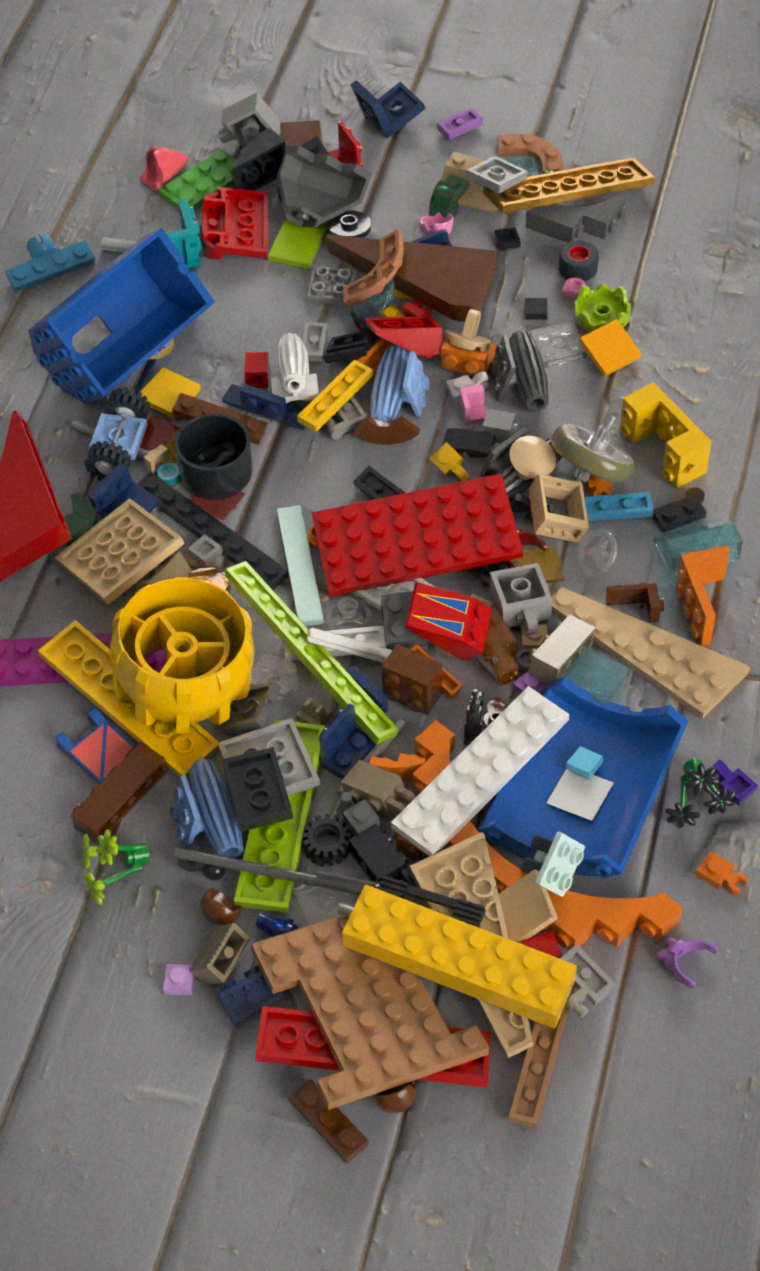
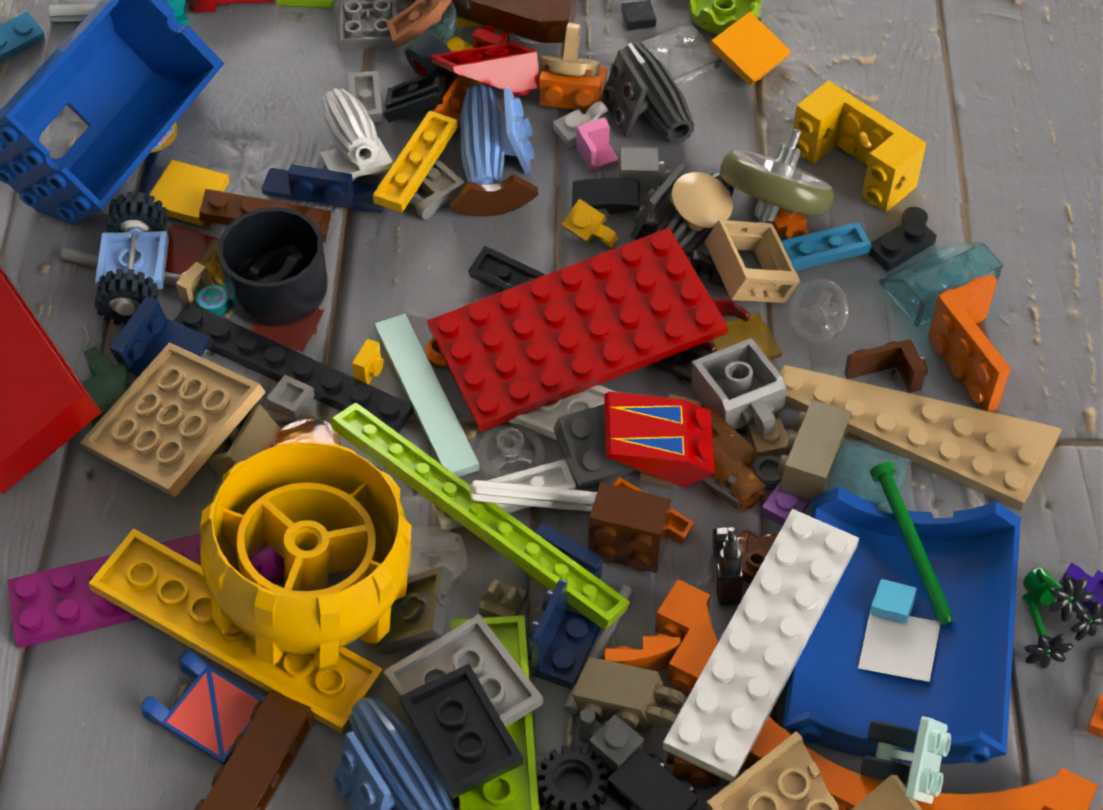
camera: 15 degrees left, 0 degrees up
(257, 369) = (300, 143): red brick -> none
(264, 535) = (368, 362): none -> yellow plate
(601, 673) = (884, 474): none -> green bar

